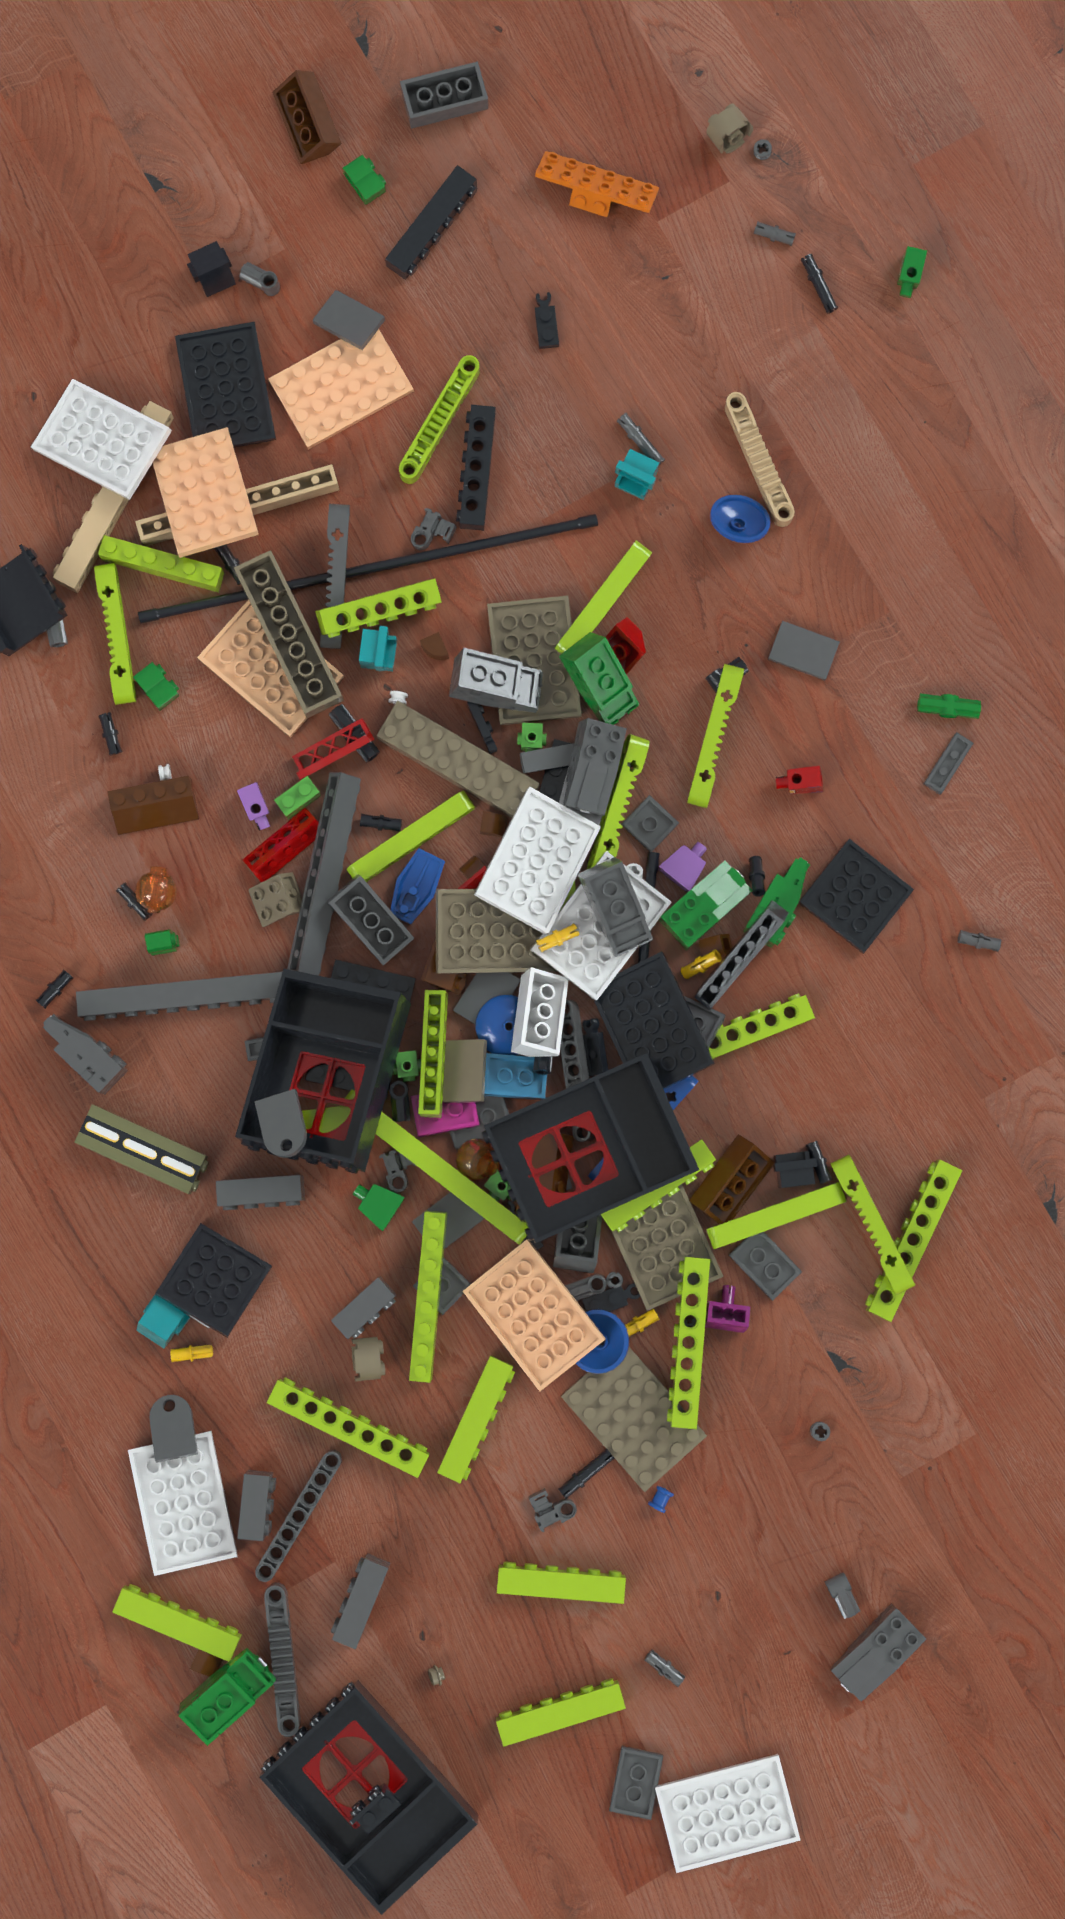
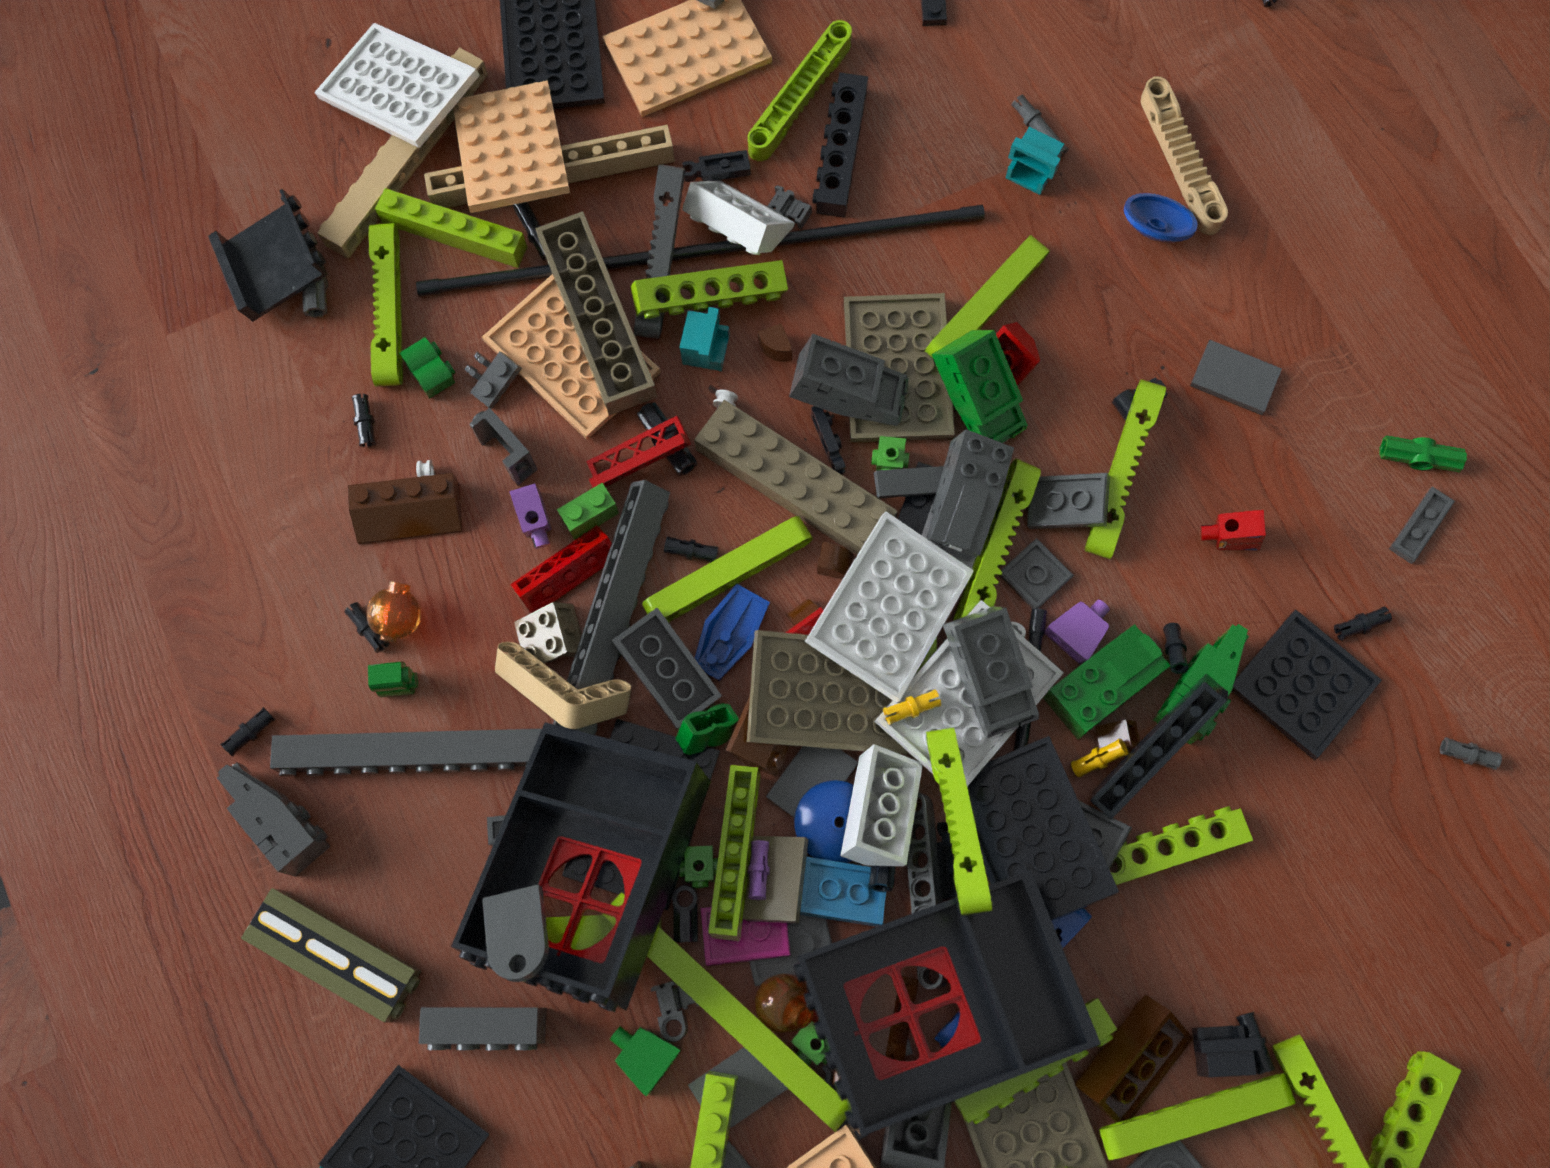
camera: 10 degrees right, 10 degrees down
(212, 692) = (495, 379): none -> dark grey hinge
(242, 761) = (519, 462): none -> dark grey panel
(287, 946) = (556, 696): none -> tan beam
(377, 493) = (718, 166): none -> black plate
(395, 539) = (736, 216): none -> white slope
(405, 963) = (707, 728): none -> green brick
(451, 1065) = (758, 870): none -> medium lavender pin
(603, 1068) = (970, 886): none -> lime gear
(673, 765) = (1070, 501): none -> dark grey tile
(900, 845) = (1362, 623): none -> black pin

